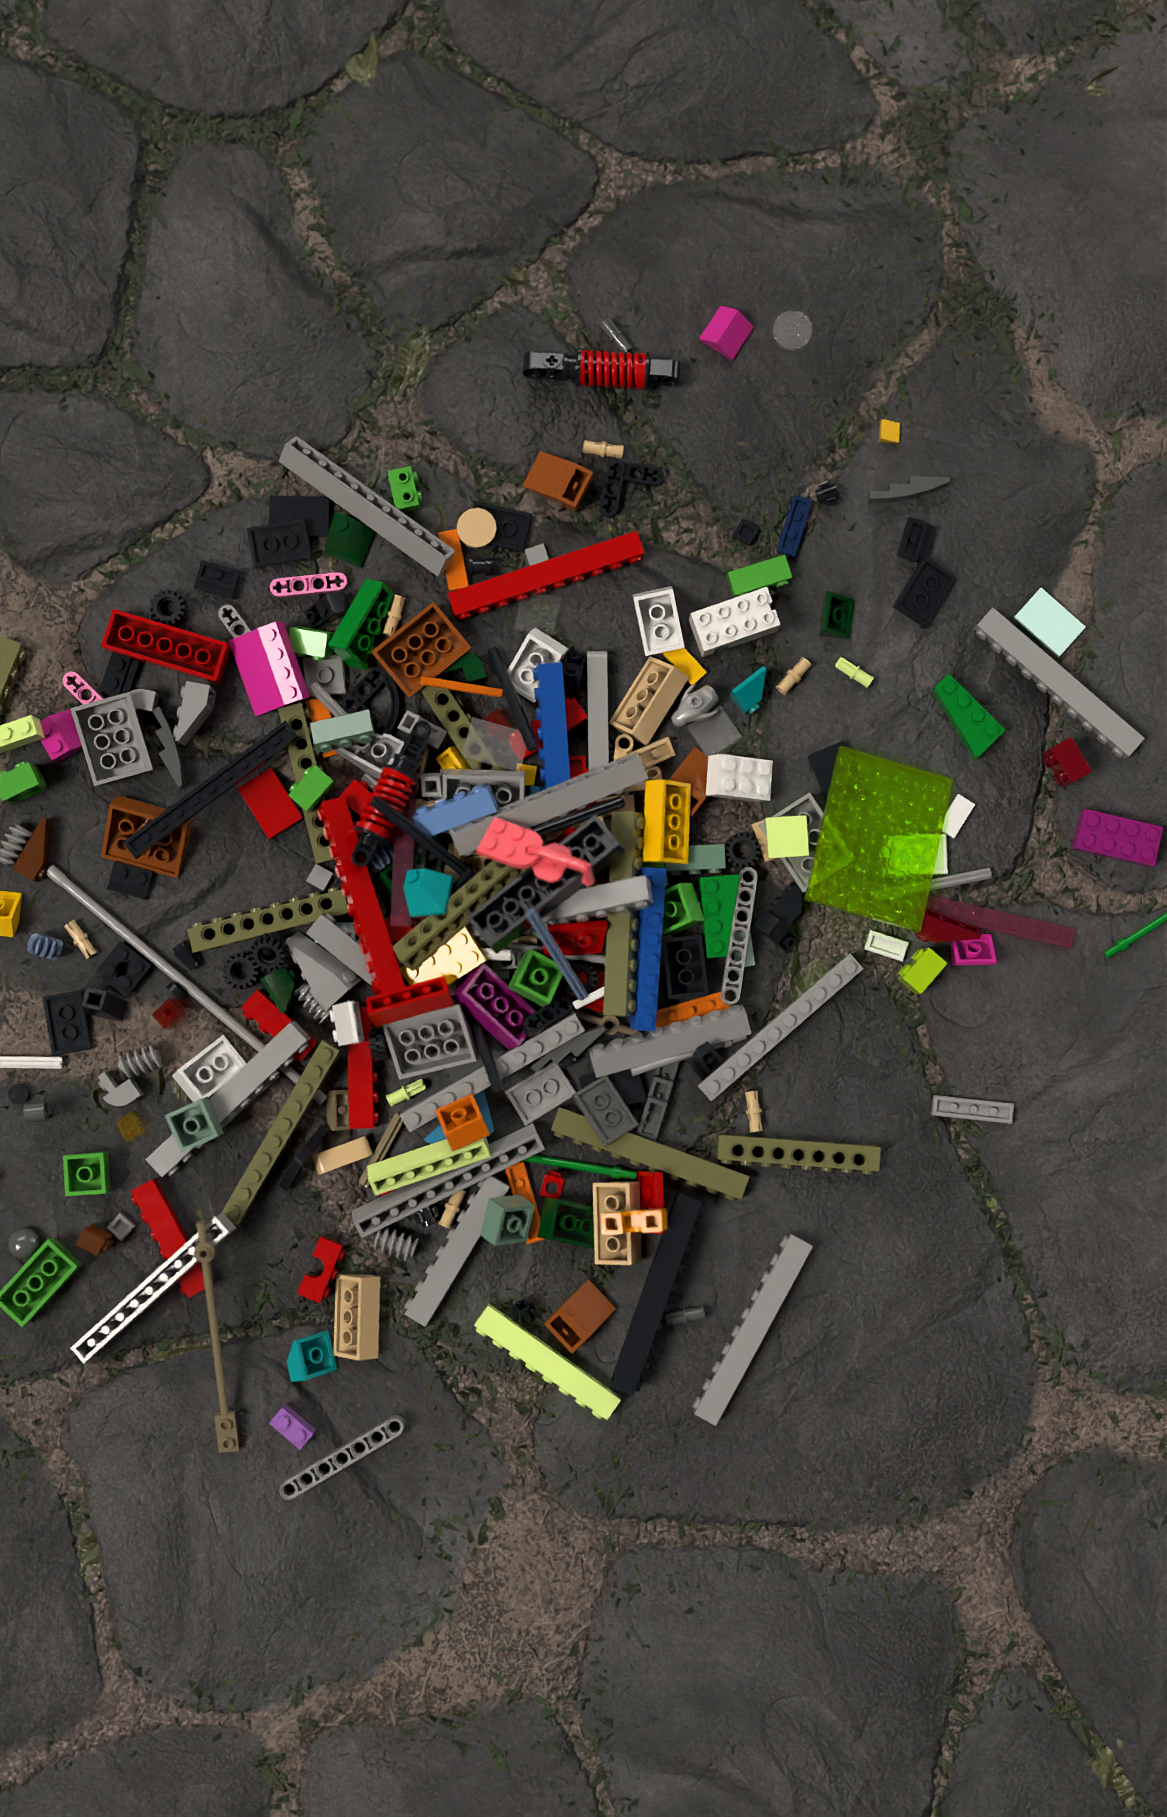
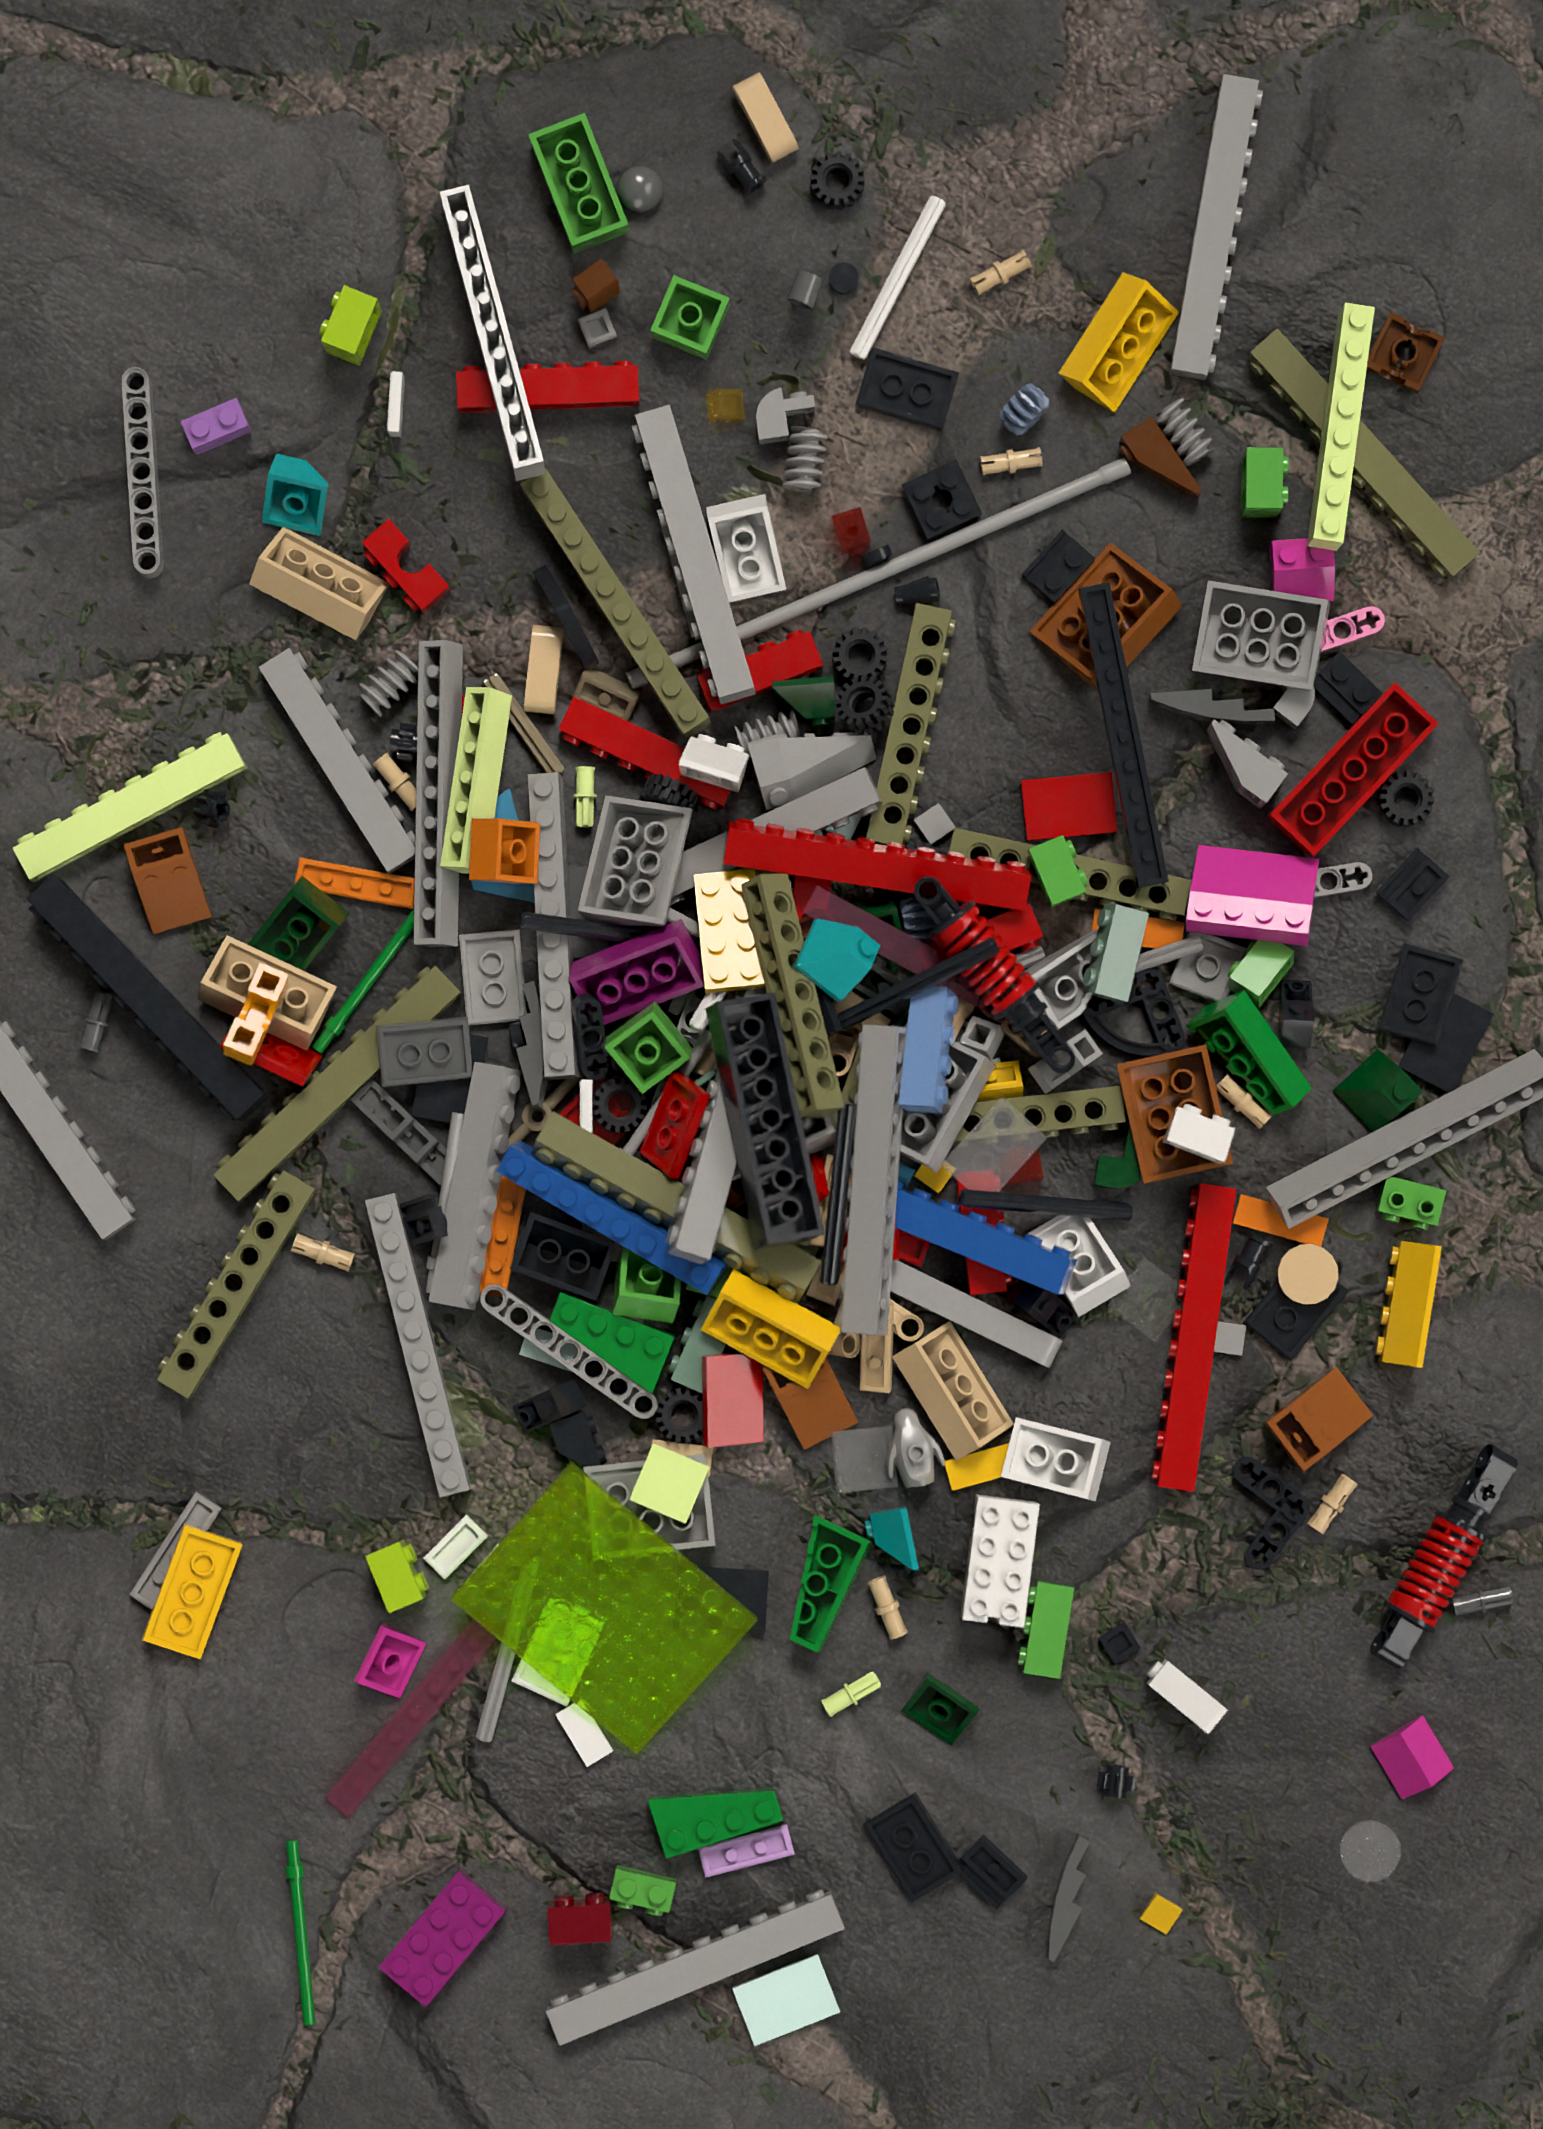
camera: 115 degrees right, 0 degrees up
(103, 1005) = (905, 449): black slope -> none
(191, 1376) = (350, 324): none -> lime brick
(194, 1124) = (681, 492): sand green brick -> none
(225, 1420) = (270, 341): dark tan bar -> none
(229, 1323) = (395, 406): none -> white tile
(308, 581) = (1348, 1008): bright pink beam -> none
(409, 1001) = (700, 860): red brick -> none
(426, 627) = (1199, 1134): none -> white slope
(463, 687) = (1096, 1143): orange tile -> none
(464, 459) = (1409, 1303): none -> yellow slope
(507, 1220) = (344, 847): sand green brick -> none
(525, 849) = (843, 1100): coral plate -> none
(552, 1177) = (369, 940): red bracket -> none
(556, 953) = (665, 1088): sand blue axle -> none
(719, 826) = (732, 1400): none -> tile
(739, 778) = (783, 1459): white brick -> none
(757, 477) = (1185, 1695): none -> white slope
(789, 719) = (828, 1576): none -> green wedge
(794, 526) = (1094, 1714): dark blue tile -> none
(945, 929) = (438, 1636): dark red slope -> none
(975, 686) = (746, 1850): none -> lavender tile
(991, 1087) = (192, 1591): none -> yellow plate
(1029, 735) = (642, 1889): none -> bright green brick

